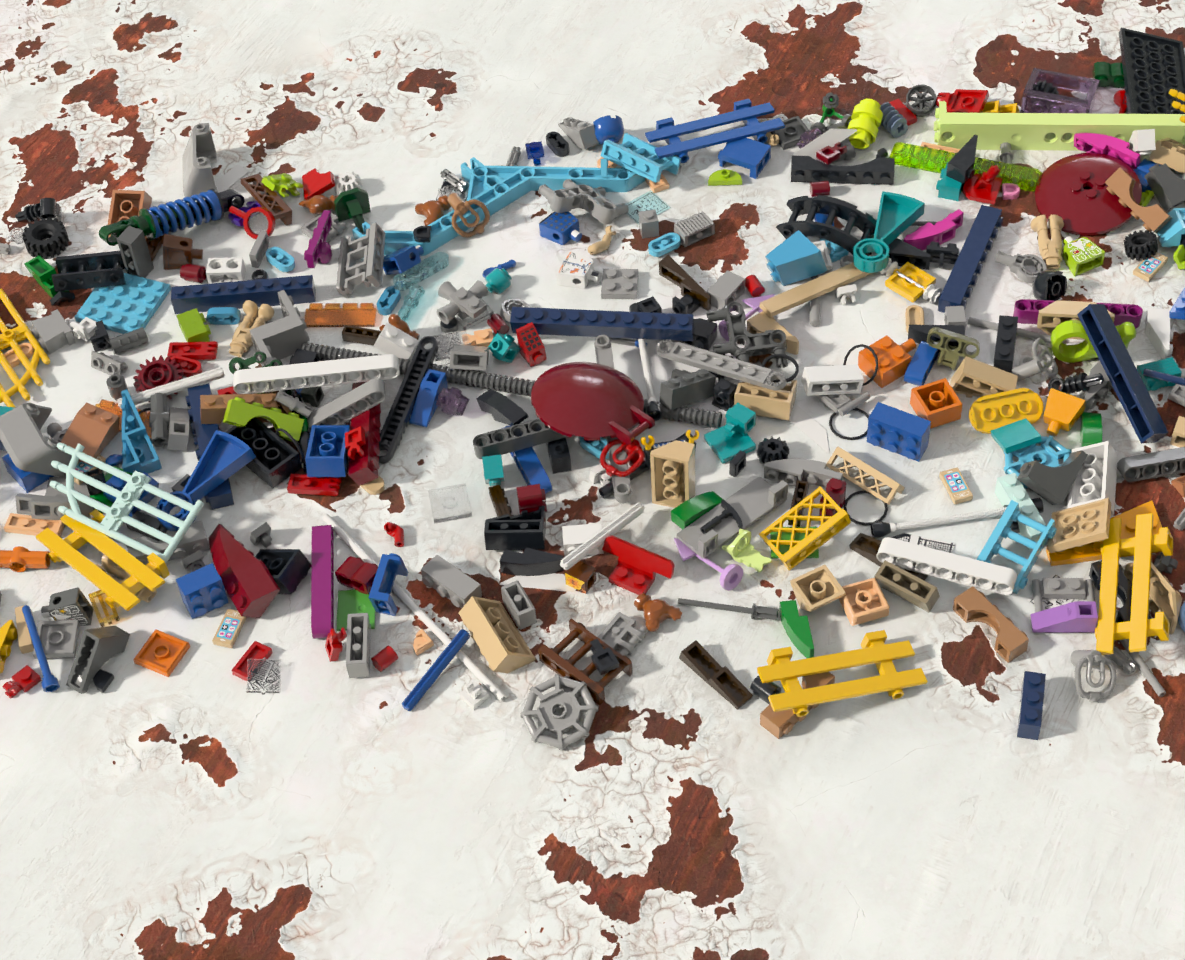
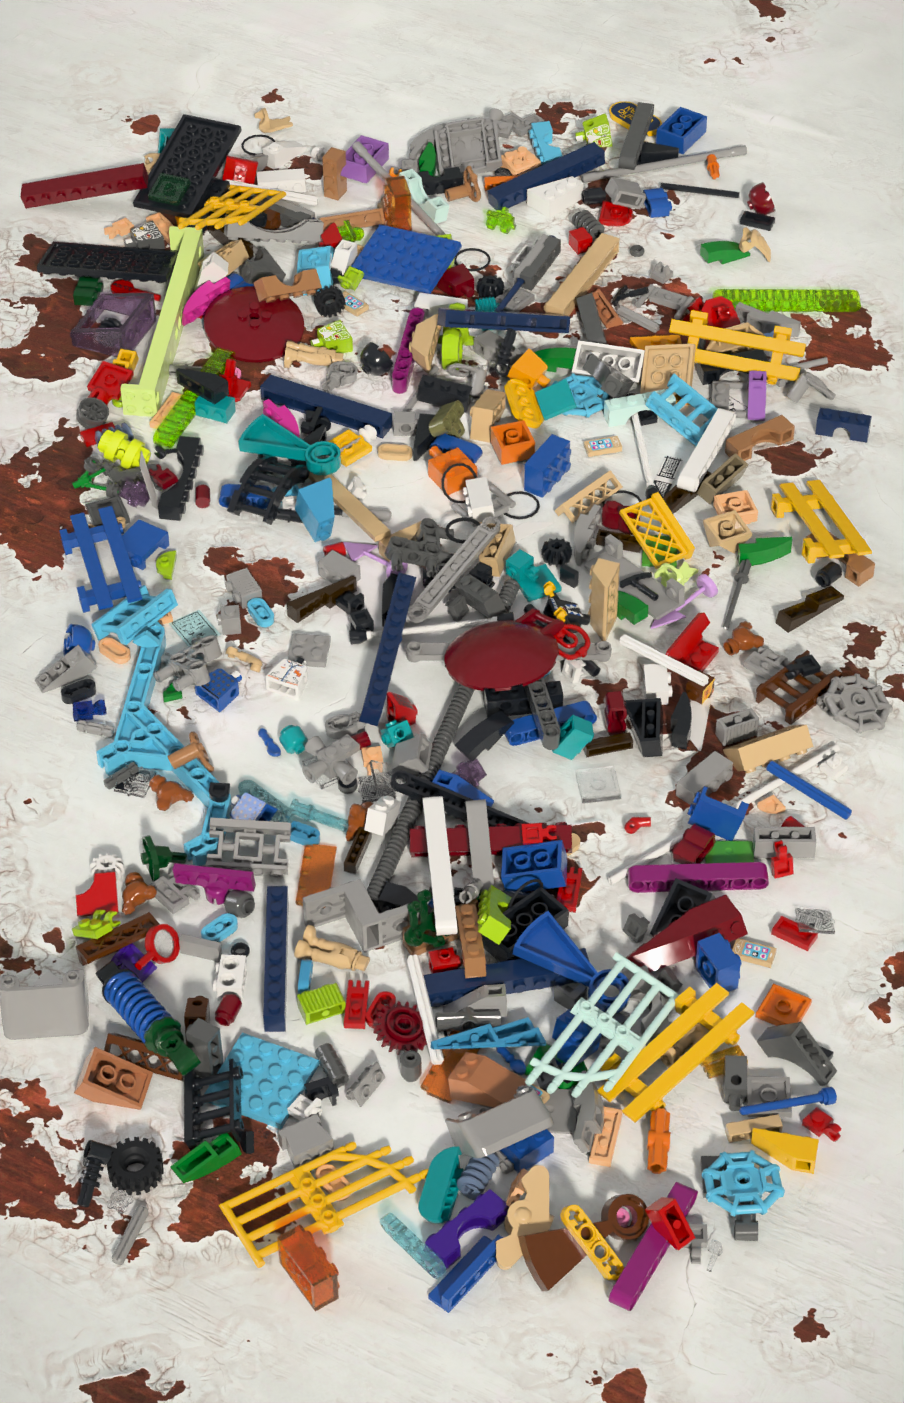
camera: 90 degrees left, 5 degrees down
(301, 269) = (239, 903): none -> dark grey head

